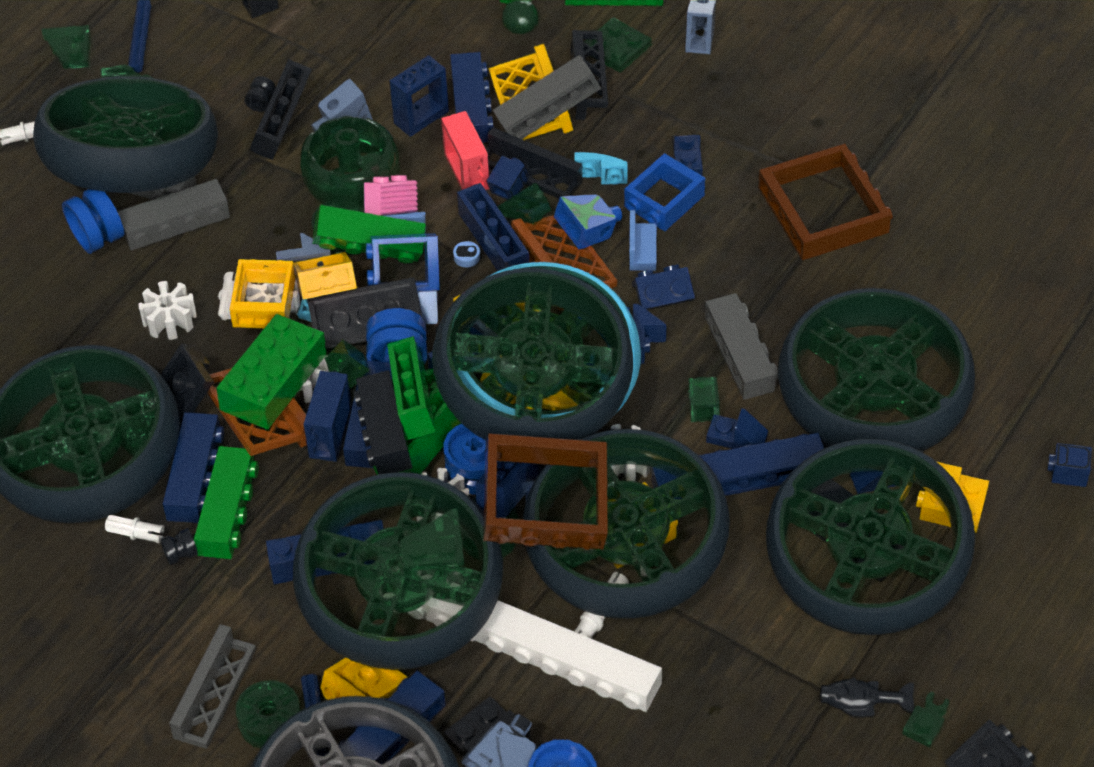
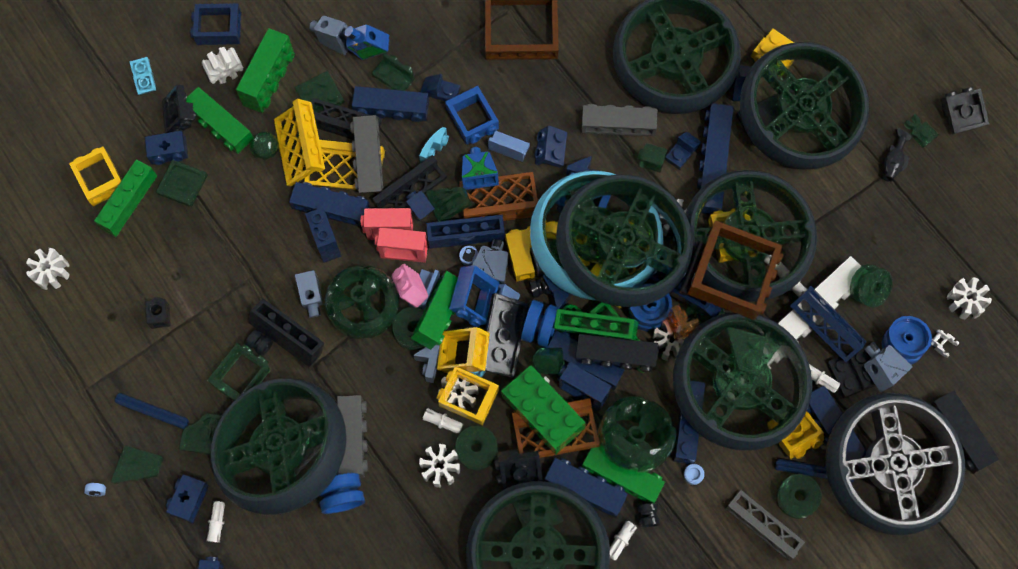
camera: 70 degrees left, 20 degrees up
(27, 18) = (95, 489): none -> light blue tile
(33, 92) = (189, 508): none -> dark blue brick
(210, 332) = (470, 437): none -> clear green wheel
(222, 75) = (228, 362): none -> clear green window
(258, 505) = (632, 451): none -> clear green wheel
(258, 586) = (693, 474): none -> light blue tile
(442, 174) = (402, 244): none -> coral window
(455, 467) = (678, 325): none -> clear orange bracket
(459, 693) = (823, 379): none -> white axle
(460, 271) = (493, 260): none -> sand blue torso
(539, 37) = (308, 139): none -> yellow fence
(542, 664) = (835, 321): none -> dark blue fence
(611, 716) = (871, 285): none -> clear green wheel
(637, 110) = (391, 103): none -> dark blue brick
(682, 102) = (394, 73): none -> clear green bracket
(704, 47) = (366, 41): none -> blue torso

